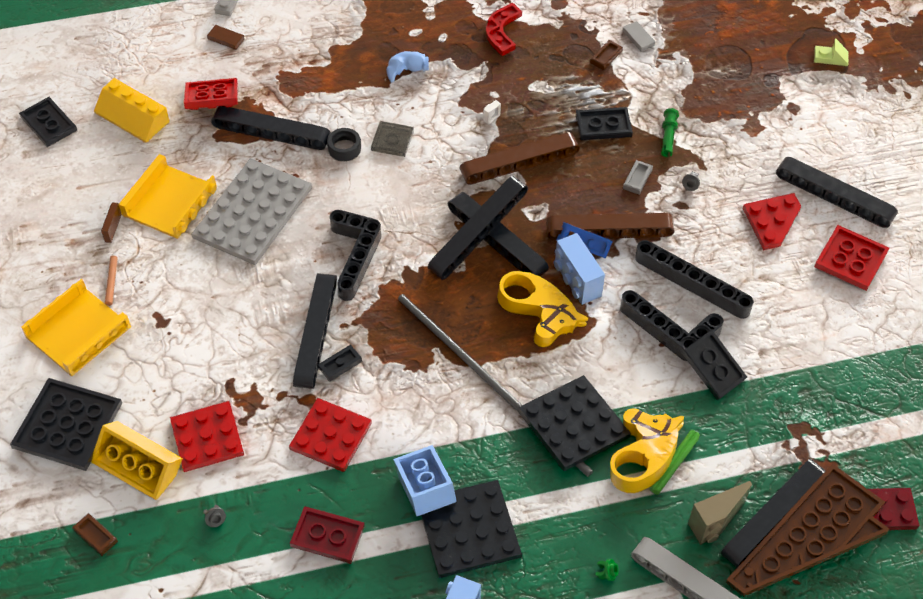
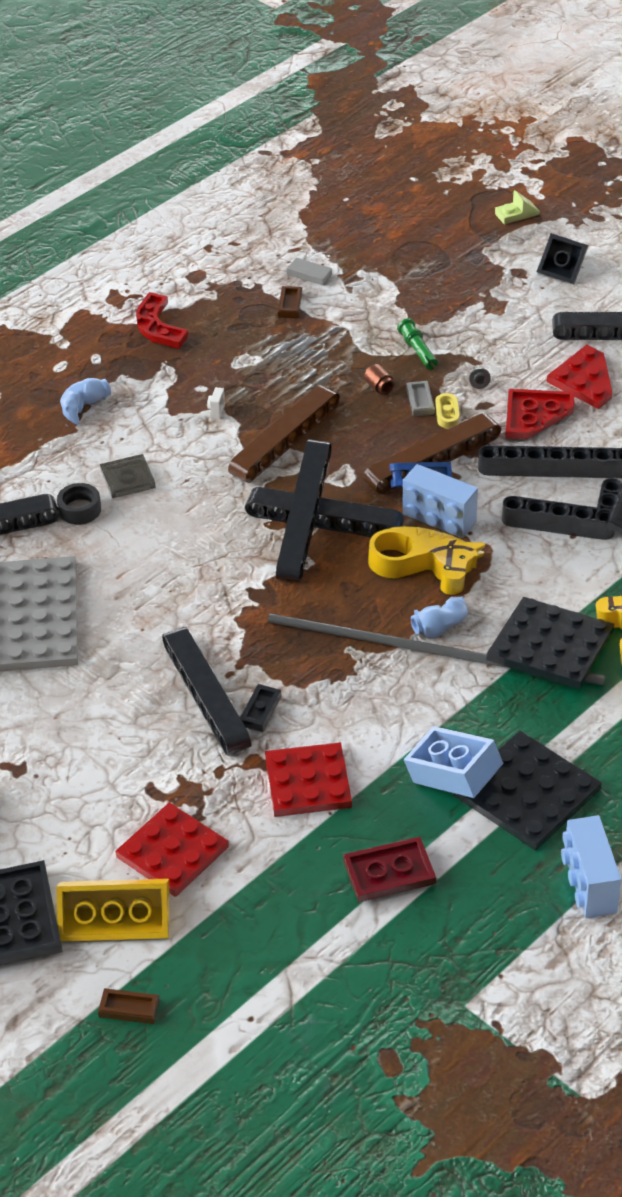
camera: 30 degrees left, 10 degrees down
(215, 516) = (252, 916): dark grey plate -> none
(368, 236) = (184, 573): black beam -> none
(506, 361) = (436, 620): none -> light blue animal
(604, 123) = (341, 365): black tile -> none
(618, 148) = (379, 379): none -> copper brick
(645, 200) = (447, 410): none -> light yellow plate
(711, 229) = (535, 411): none -> red plate
(830, 112) = (562, 258): none -> black slope

